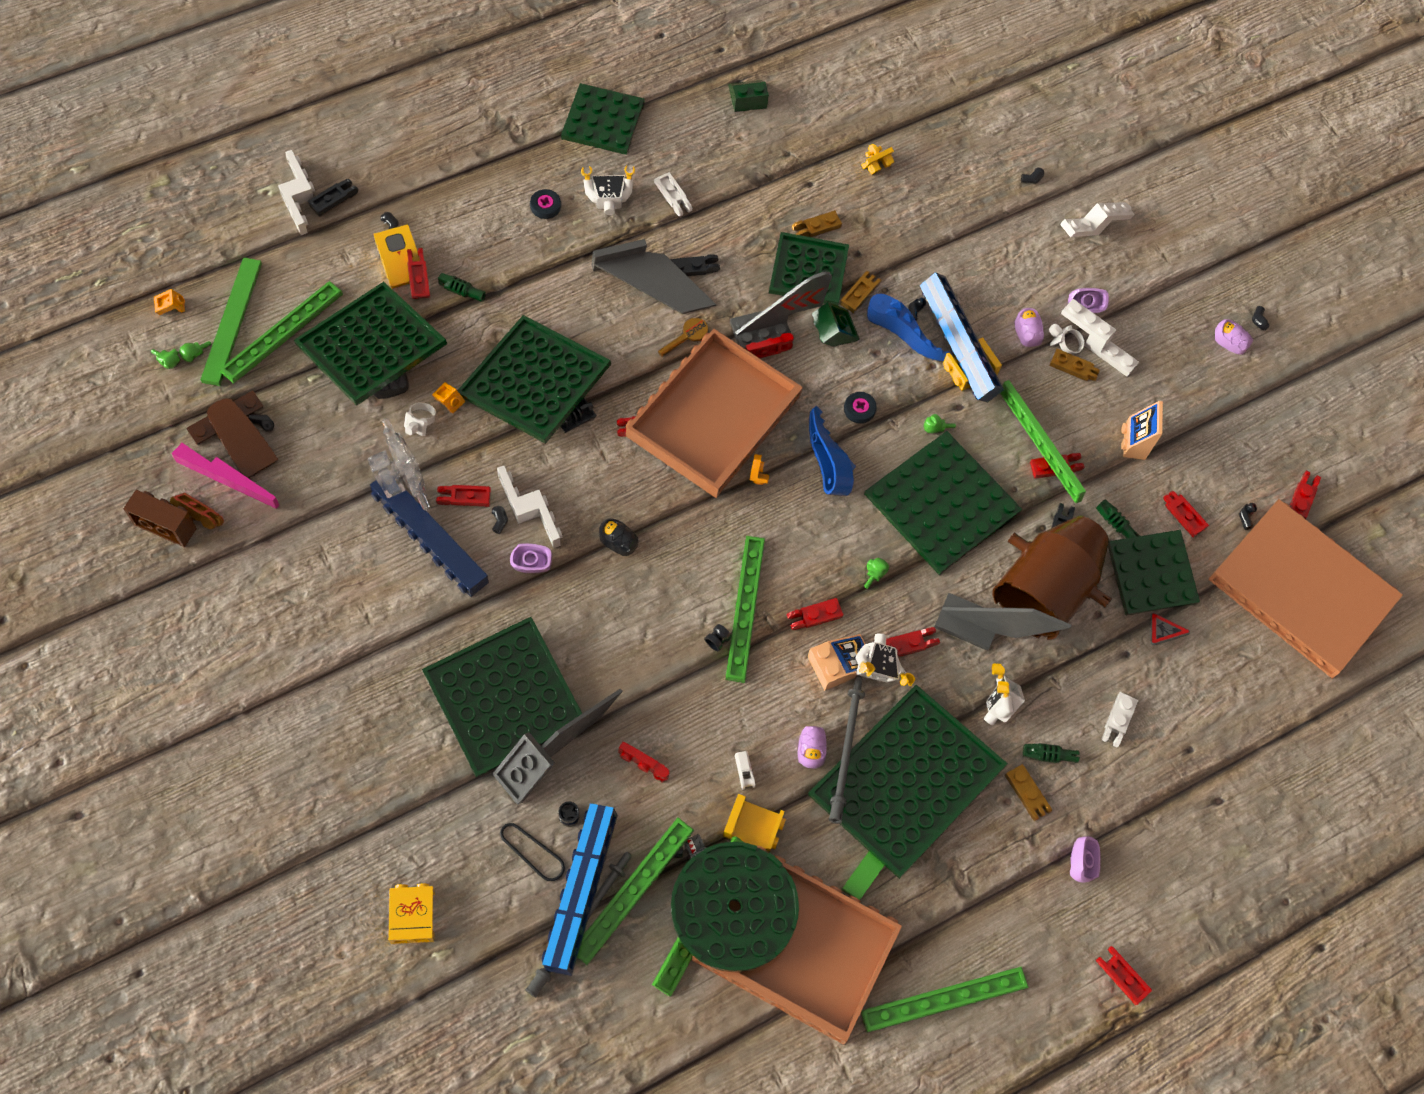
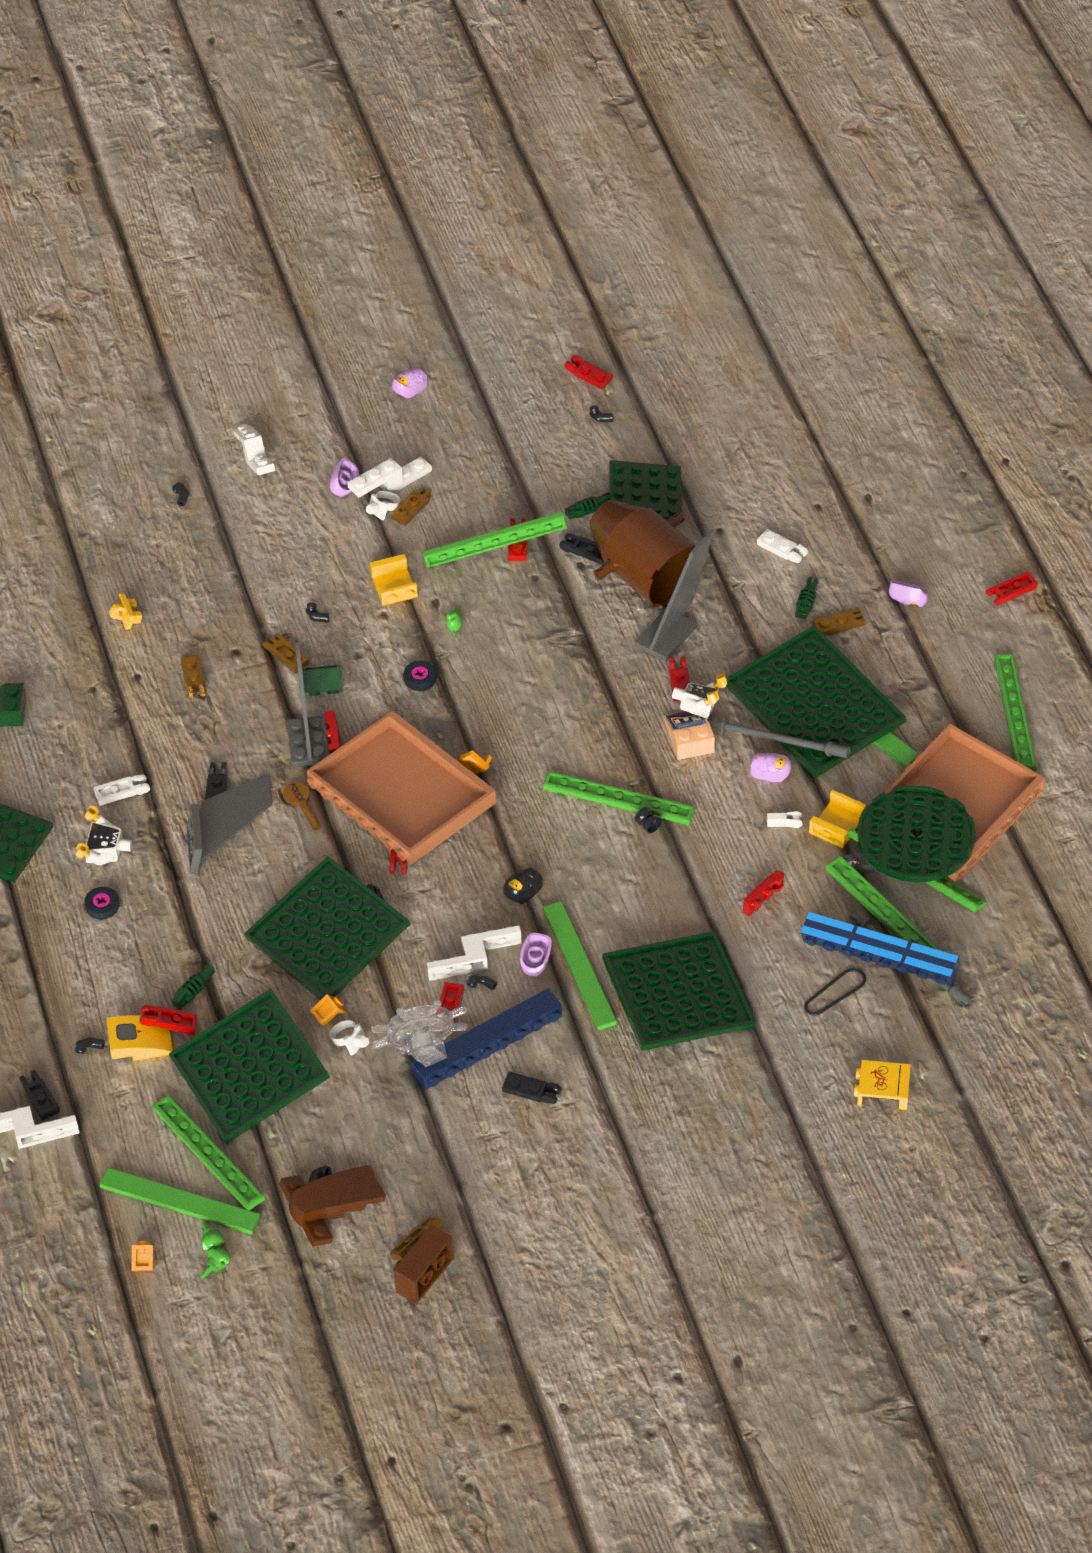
camera: 70 degrees left, 15 degrees down
(222, 473) = (377, 1212): dark pink slope -> none
(379, 580) = (531, 1088): none -> black hinge
(530, 602) = (579, 966): none -> bright green tile
(531, 762) = (752, 965): dark grey piece -> none
(568, 810) = (805, 954): black wheel -> none
(803, 257) = (247, 689): dark green plate -> none
(816, 614) = (636, 743): red hinge -> none
(833, 461) = (482, 701): blue animal -> none
(876, 570) = (601, 691): bright green piece -> none
(897, 318) = (329, 625): blue animal -> none
(942, 502) = (537, 631): dark green plate -> none
(961, 338) = (363, 579): brick -> none
(1004, 699) = (751, 616): white torso -> none
(1029, 327) = (361, 530): lavender piece -> none
(1142, 431) = (504, 461): slope -> none
(1165, 630) = (704, 495): piece -> none
(1185, 513) = (590, 457): red hinge -> none
(1259, 320) = (394, 360): black arm -> none
(1306, 588) = (681, 391): nougat panel -> none

